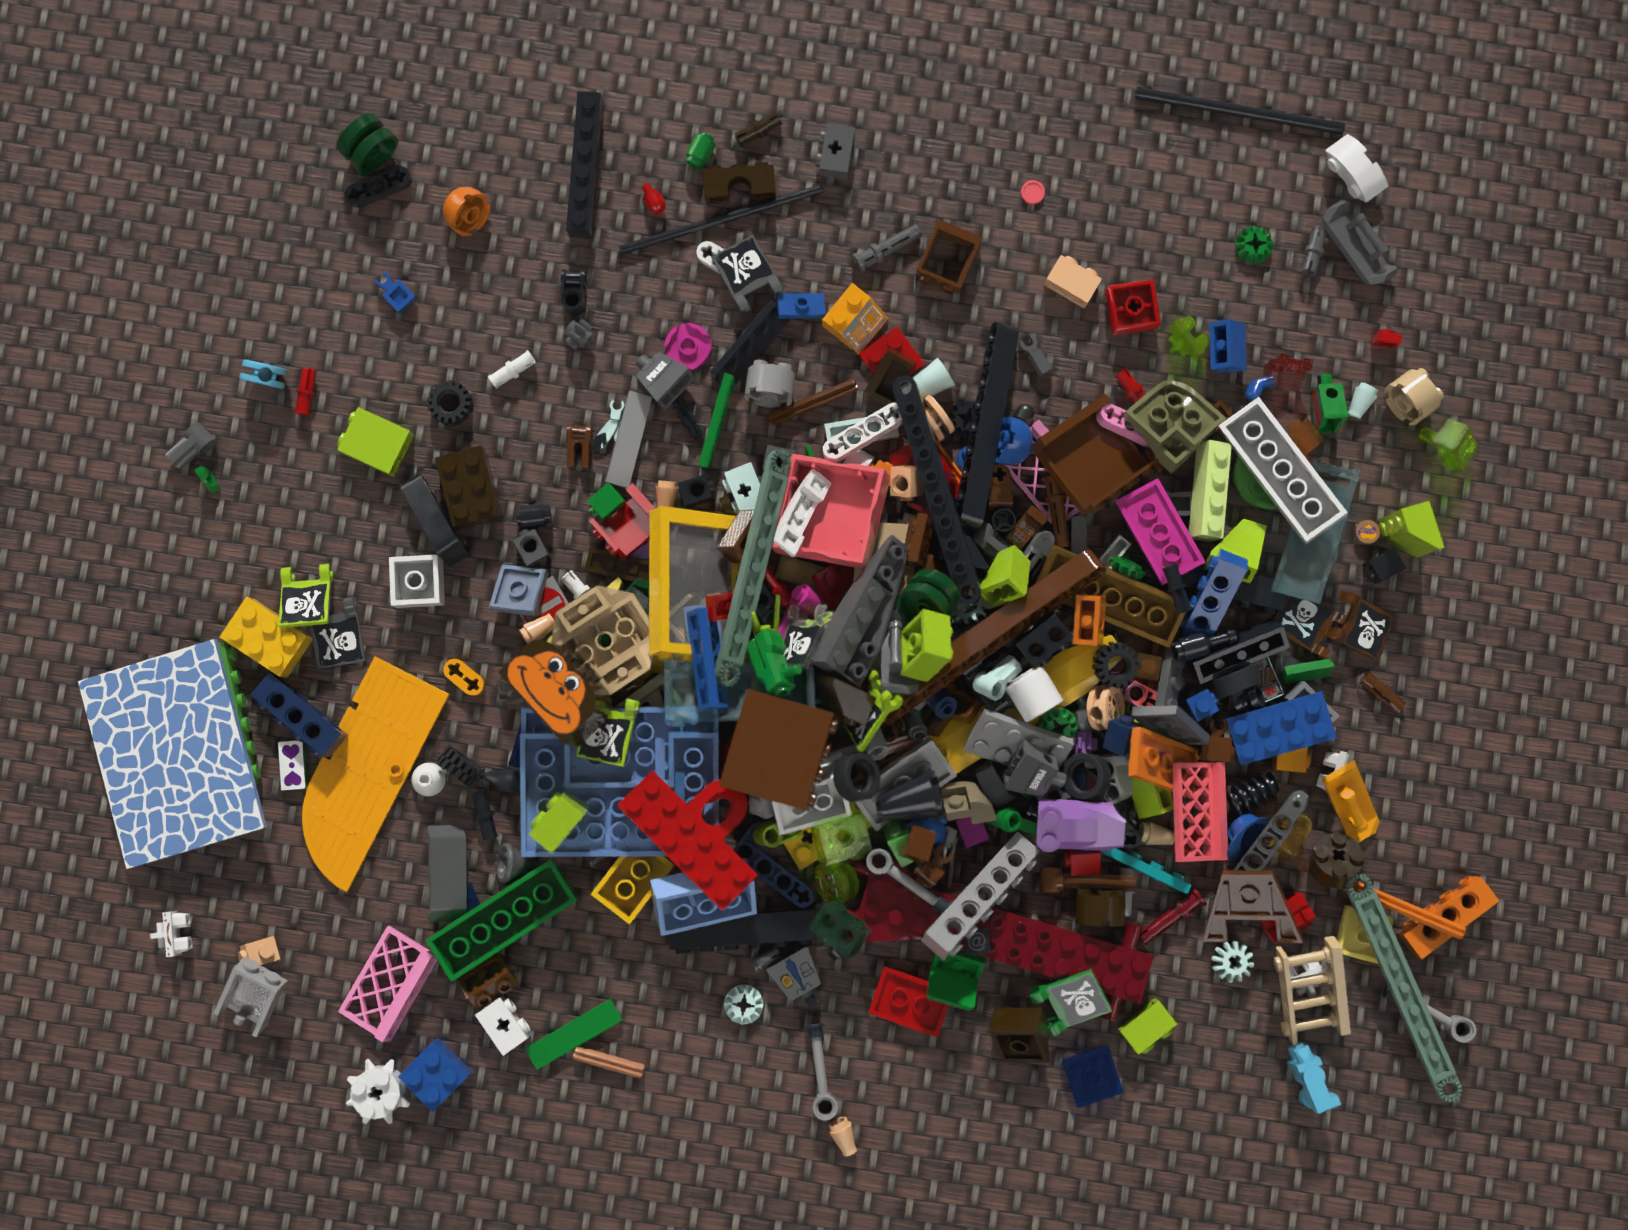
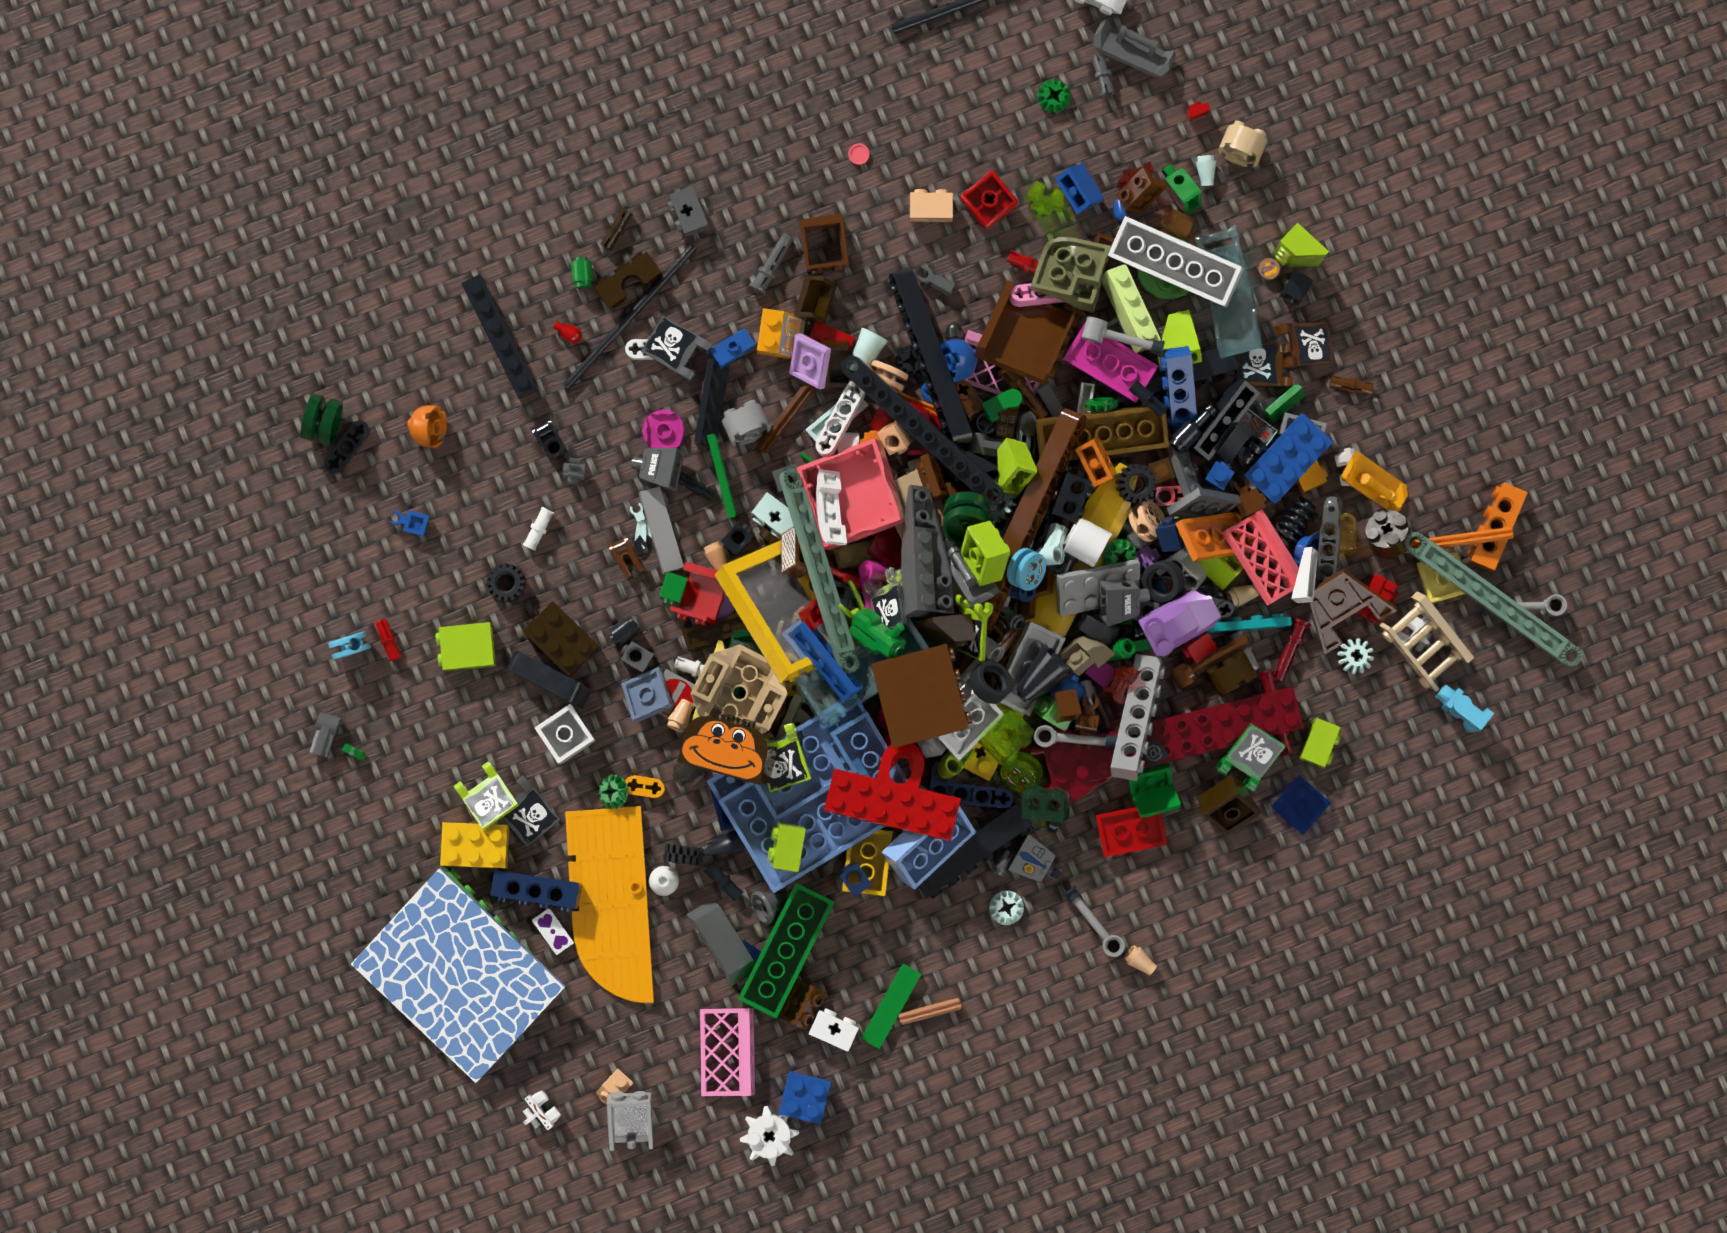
camera: 30 degrees left, 0 degrees up
(429, 673) = (618, 798): none -> green gear
(603, 901) = (855, 889): none -> dark blue brick
(867, 360) = (810, 361): none -> lavender tile
(908, 304) = (815, 299): none -> dark brown panel
(957, 685) = (1026, 569): none -> medium azure head
(992, 848) = (1123, 677): none -> clear red piece
(1026, 508) = (1007, 400): none -> leg
(1164, 492) = (1096, 330): none -> light grey piece
(1228, 859) = (1305, 580): none -> white piece
(1286, 383) = (1140, 191): none -> reddish brown bracket
(1453, 443) = (1293, 164): clear neon green brick -> none

